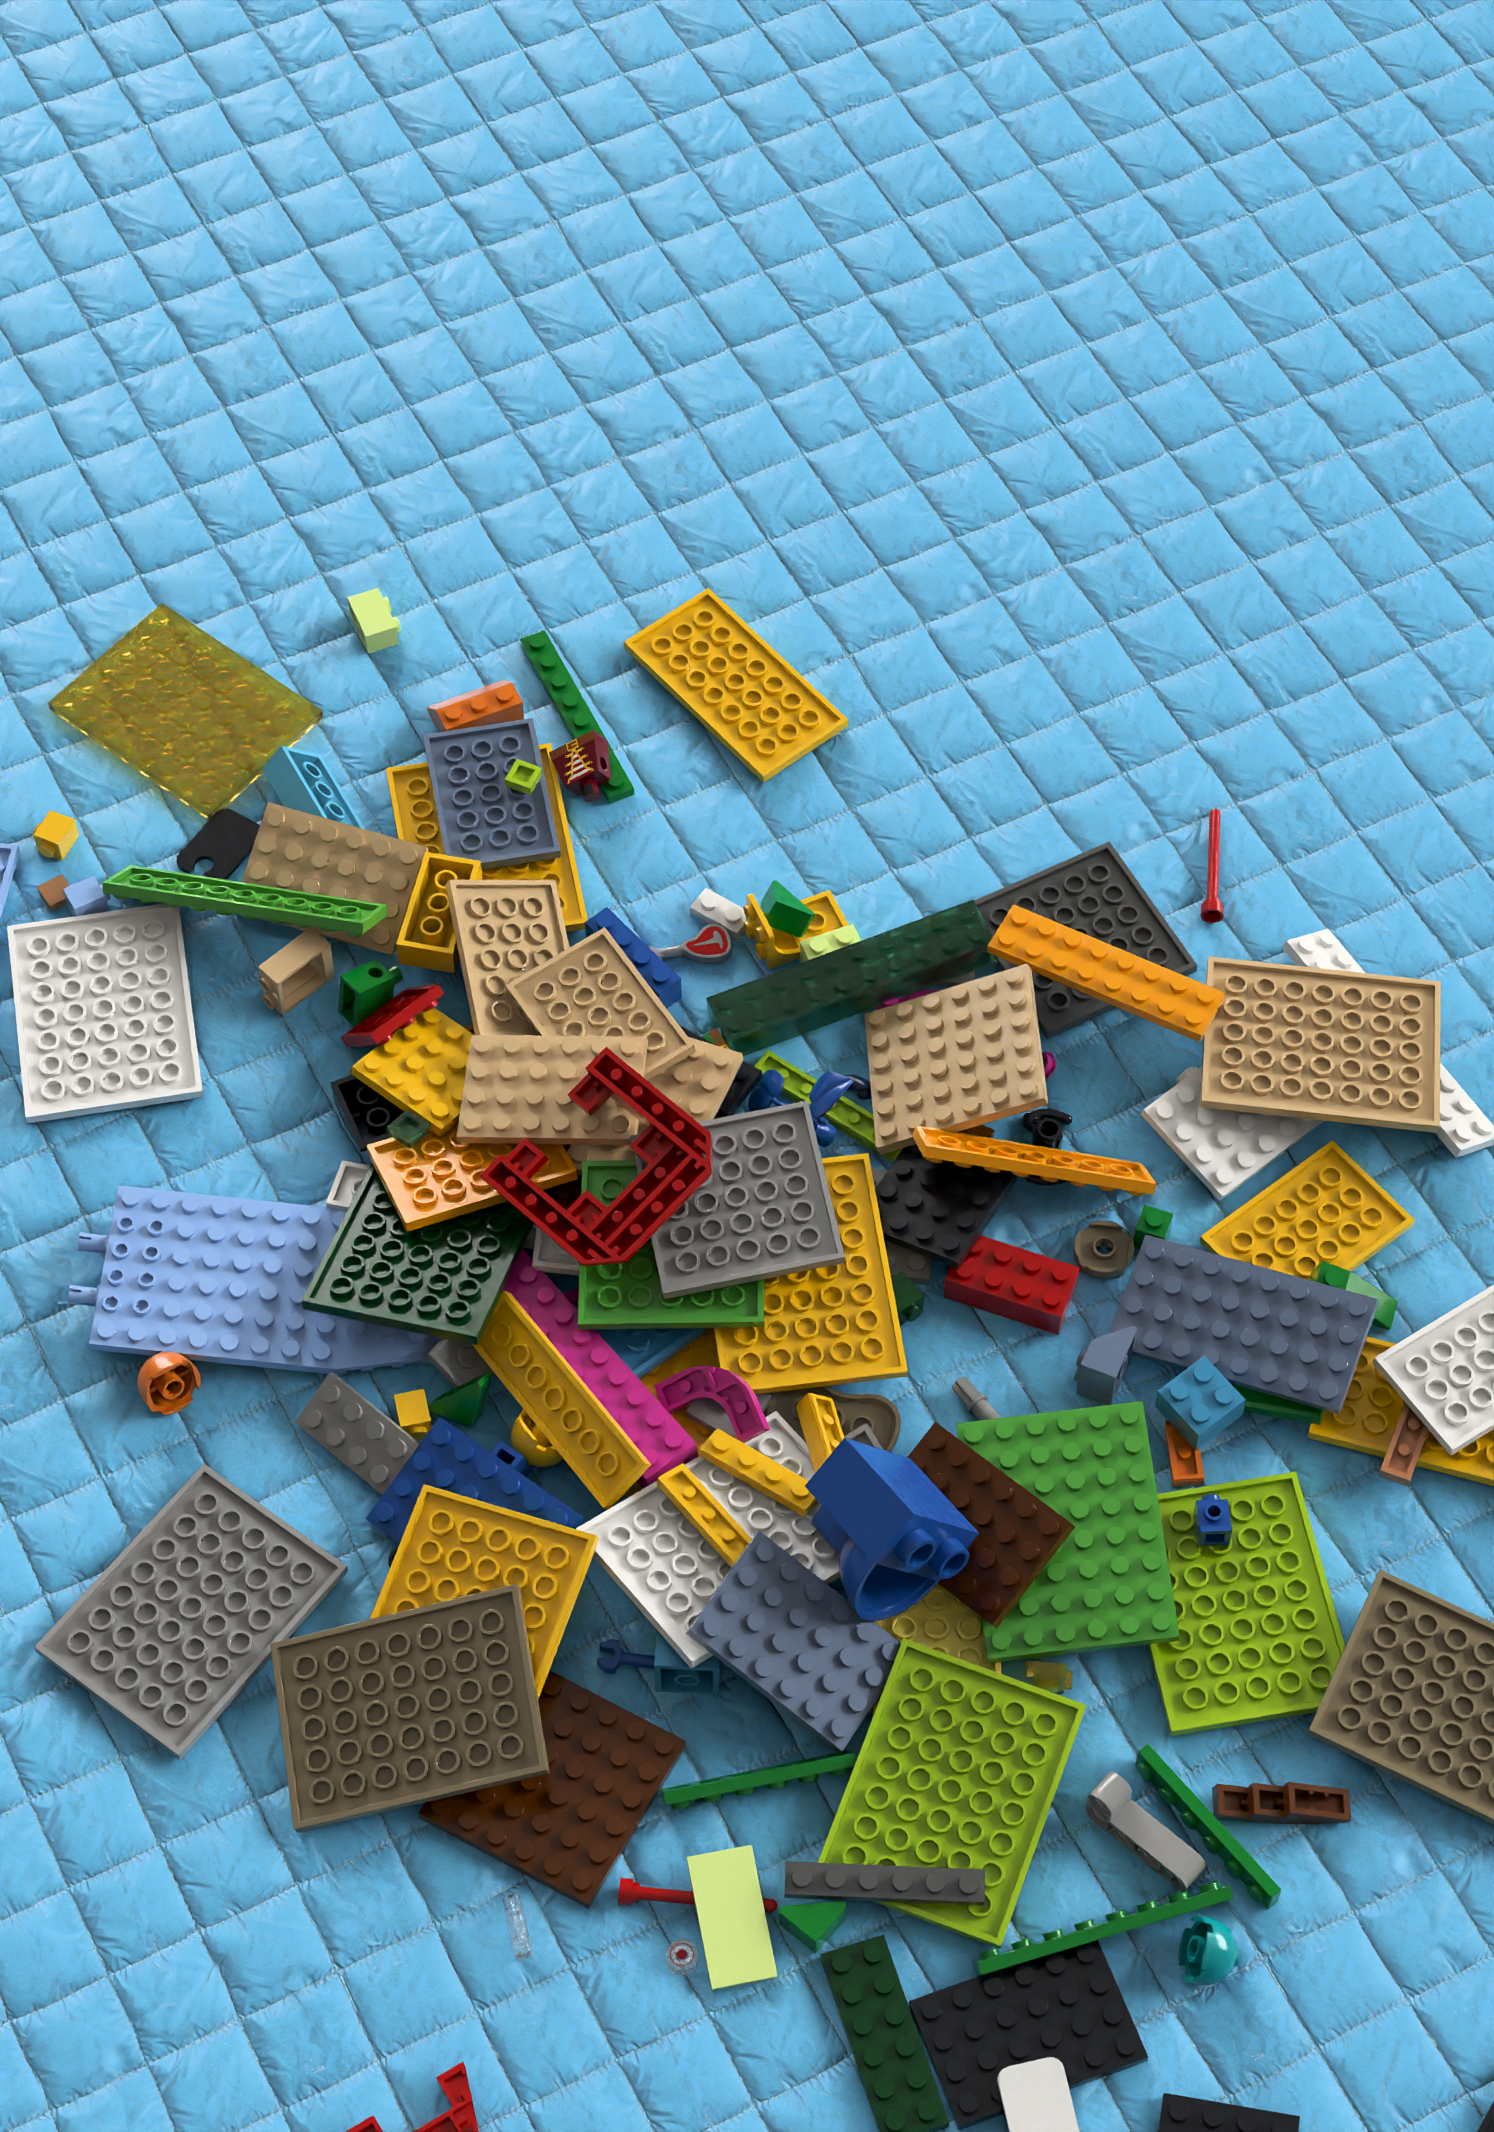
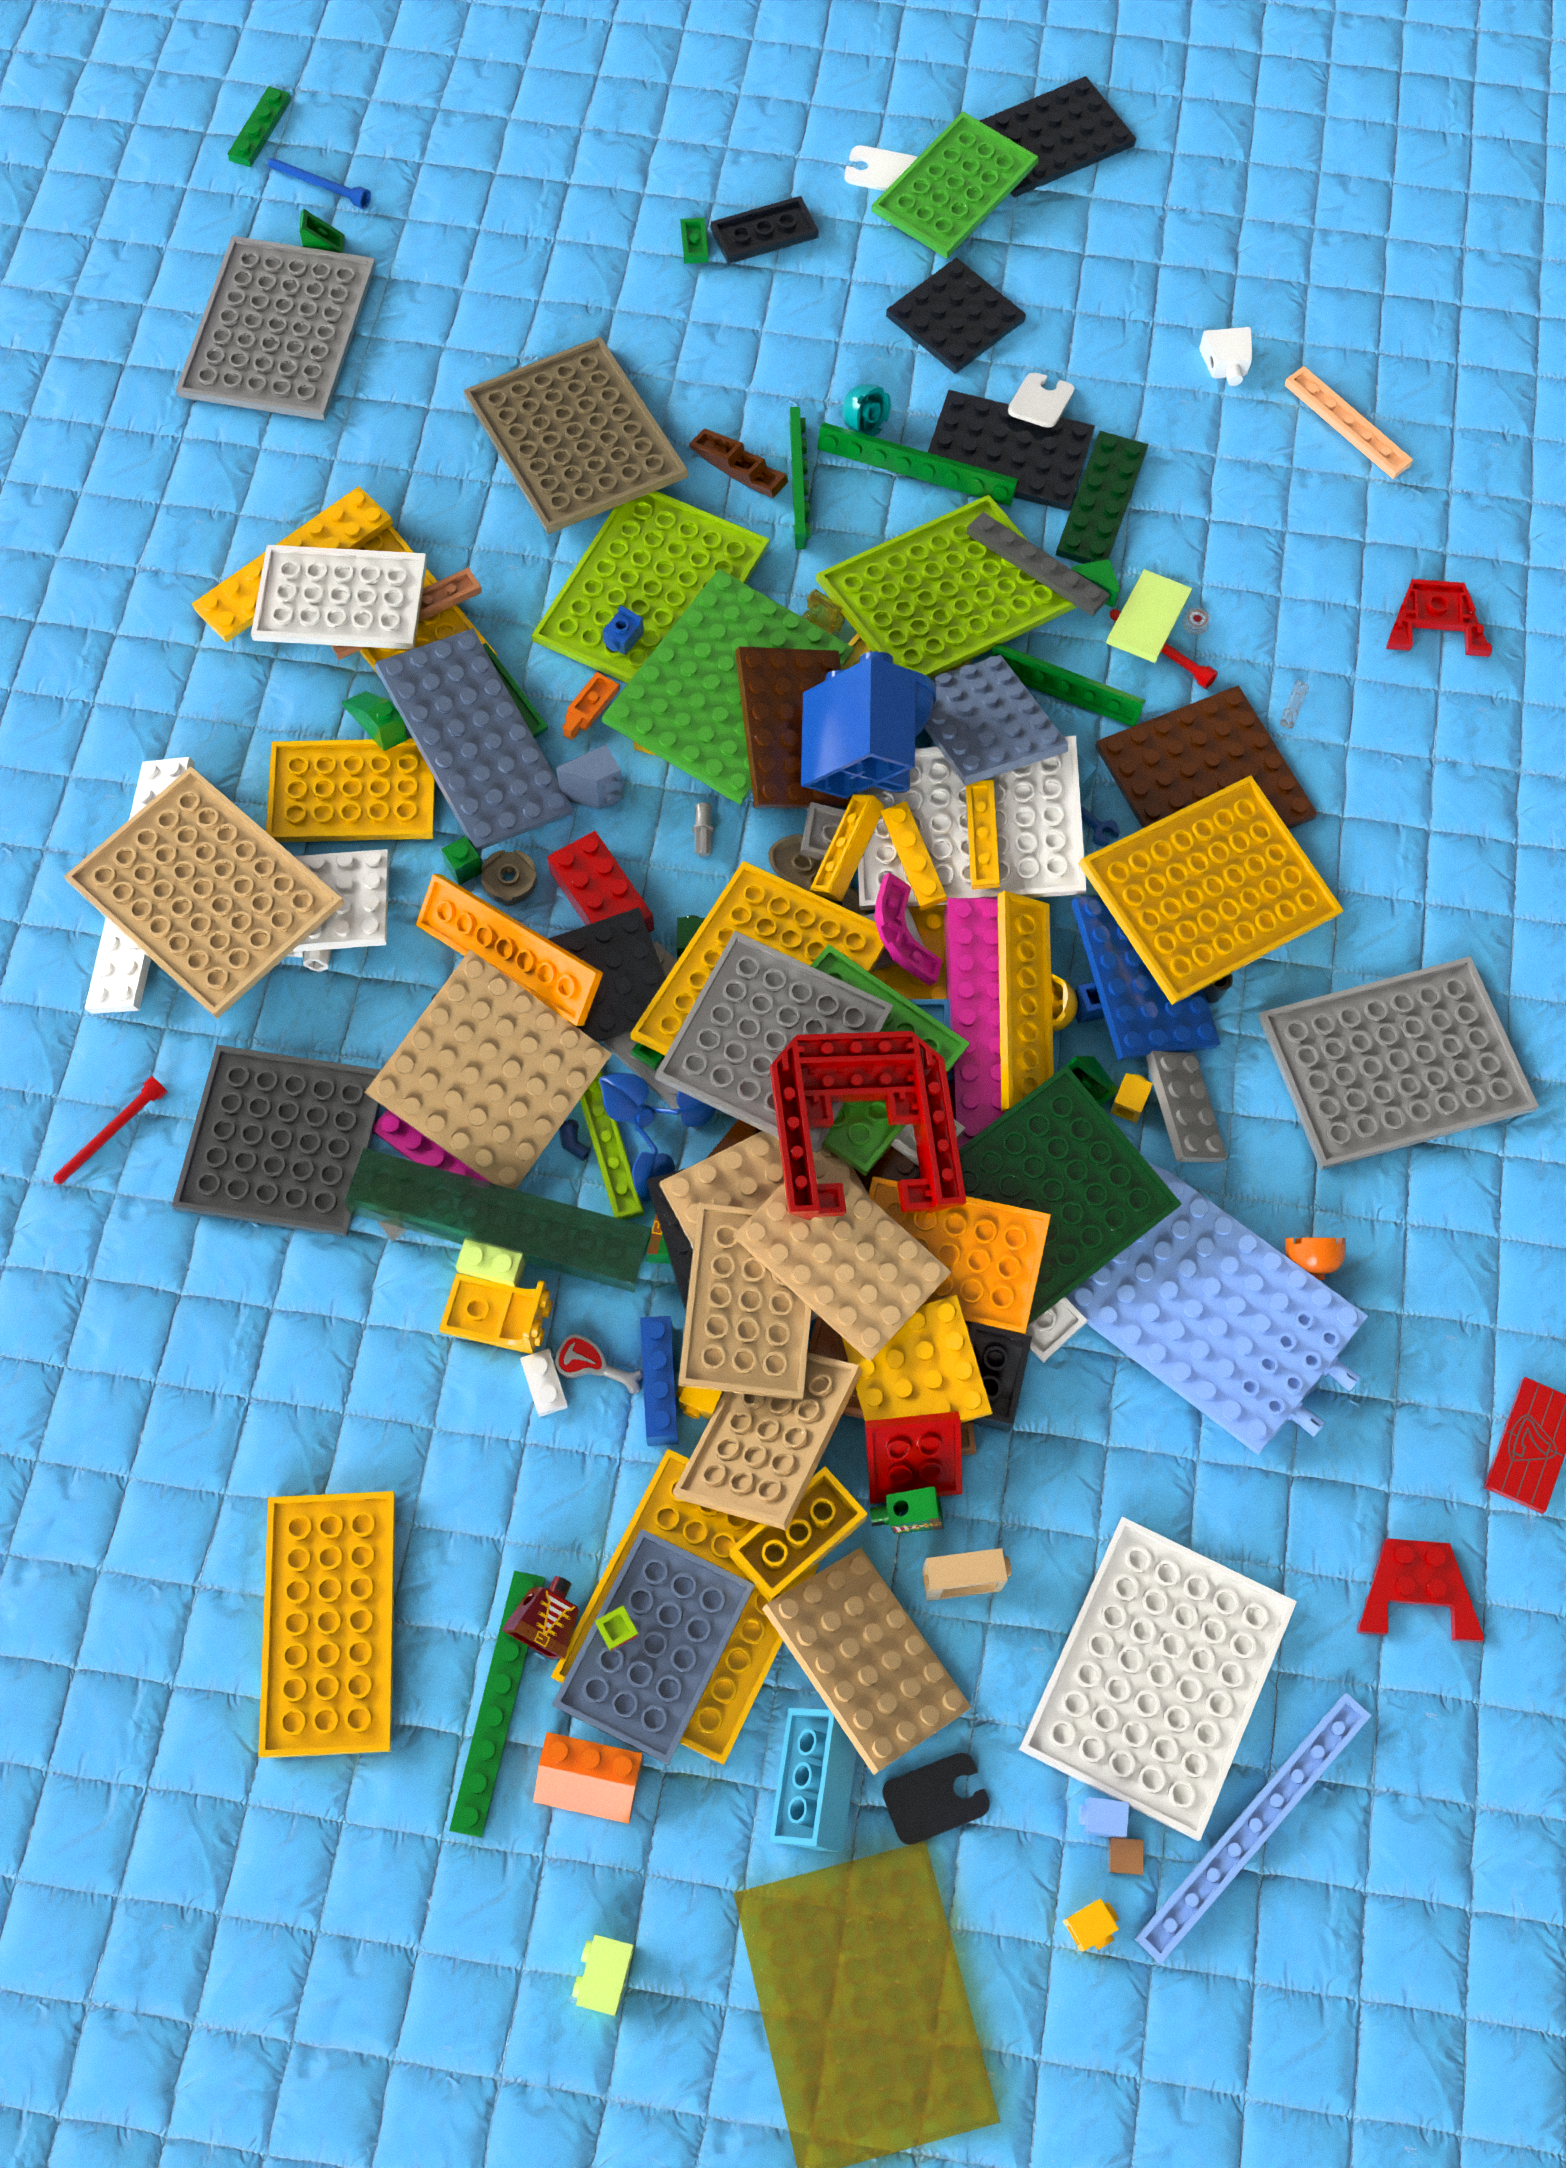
camera: 145 degrees left, 10 degrees up
(245, 899) = (969, 1681): bright green plate -> none
(408, 1129) = (983, 1314): clear green plate -> none
(408, 1708) = (1289, 863): dark tan plate -> none
(786, 911) = (501, 1323): green slope -> none
(1106, 972) = (308, 1053): light orange plate -> none
(1142, 1834) = (845, 507): light grey beam -> none
(1200, 1402) = (557, 704): dark azure brick -> none

